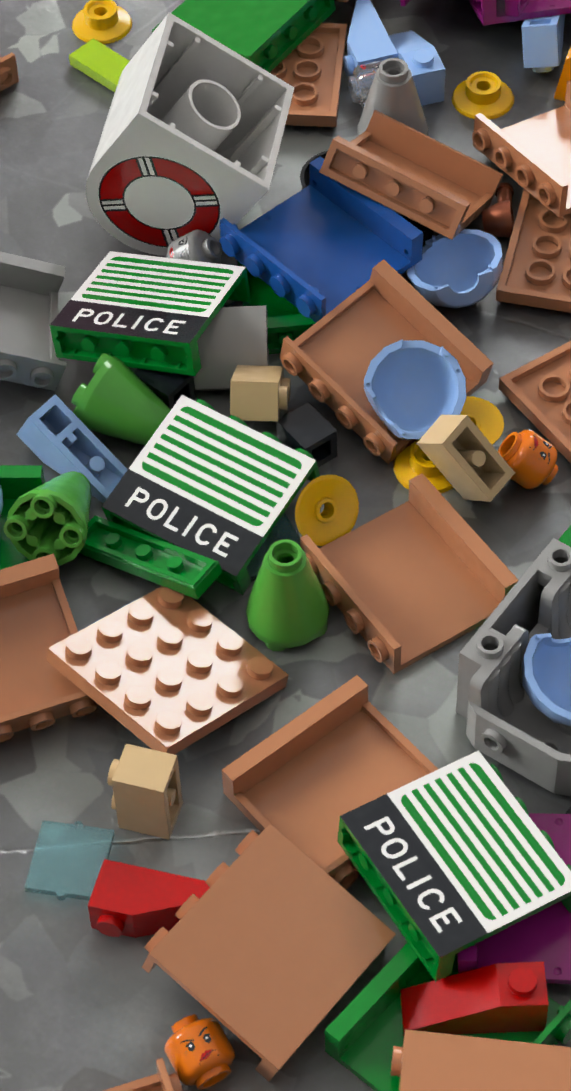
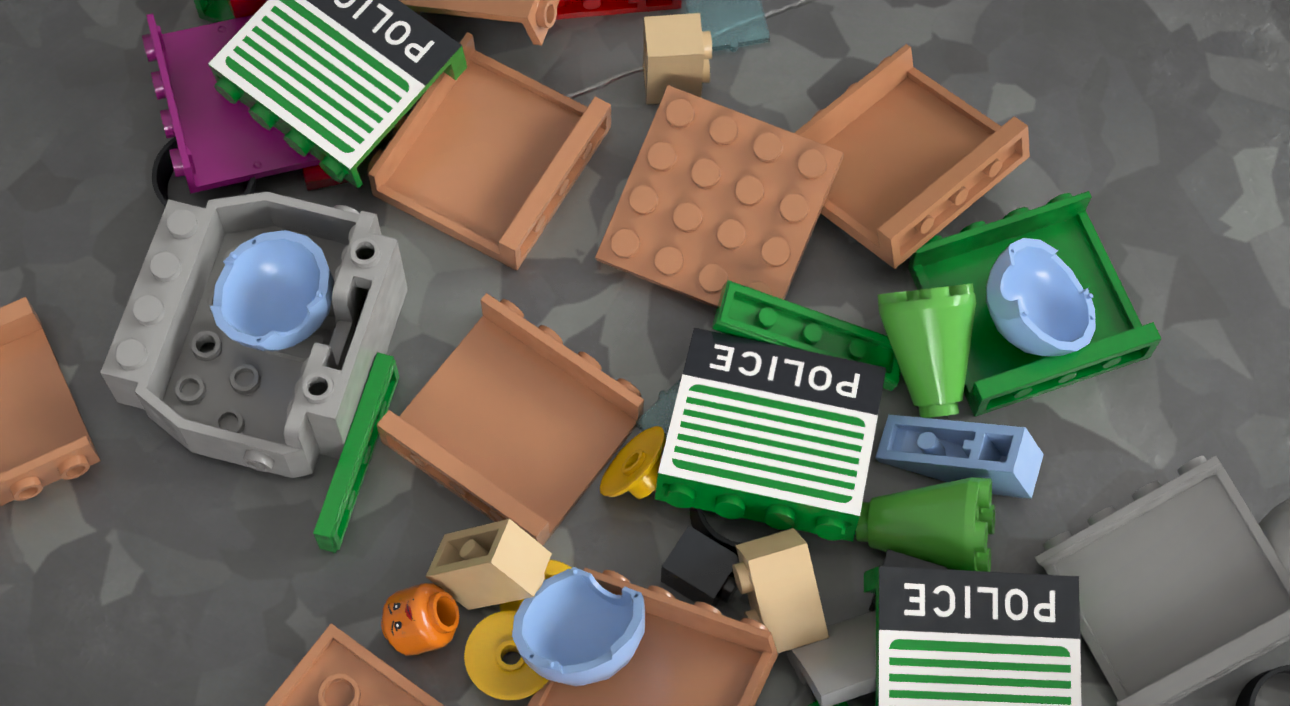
camera: 155 degrees right, 15 degrees up
(287, 599) = (629, 329): bright green cone -> none

